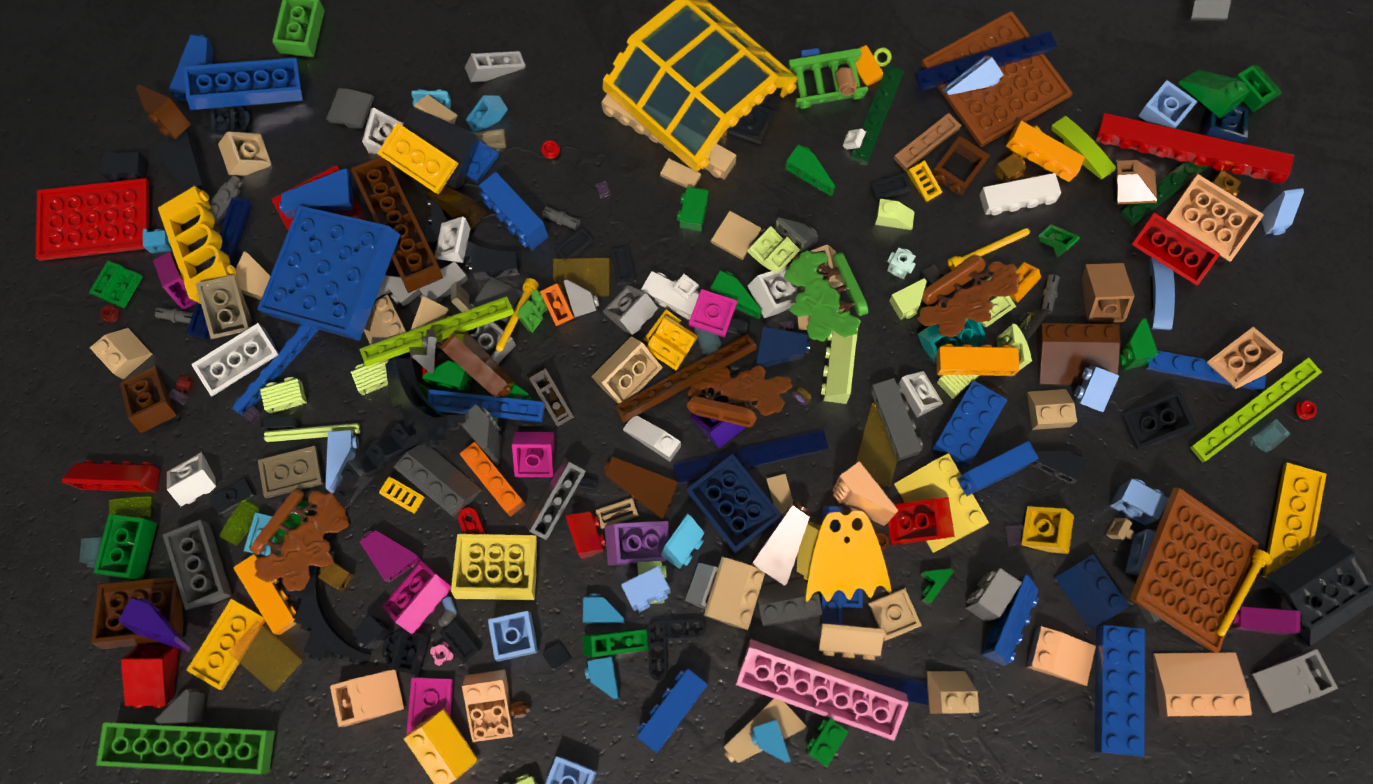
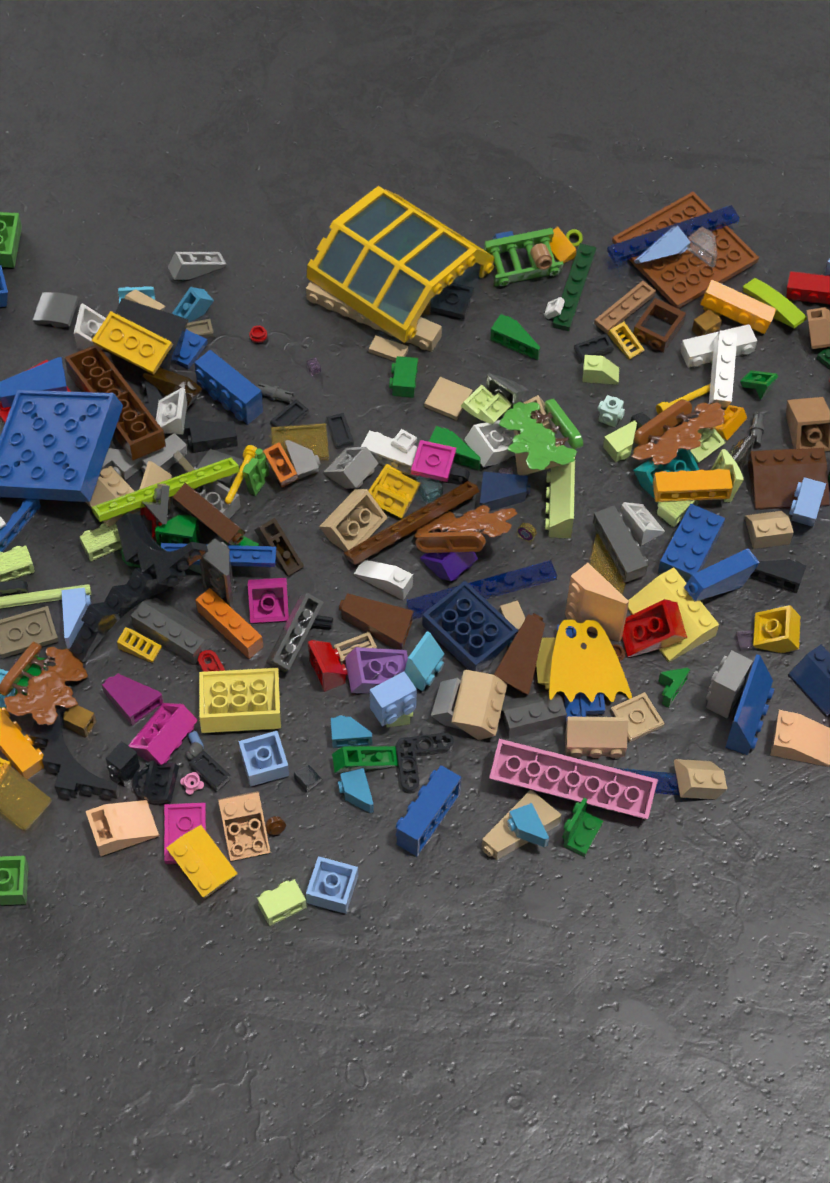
camera: 10 degrees left, 15 degrees down
(1017, 78) = (703, 246): none -> clear slope
(1022, 225) = (723, 368): none -> white brick

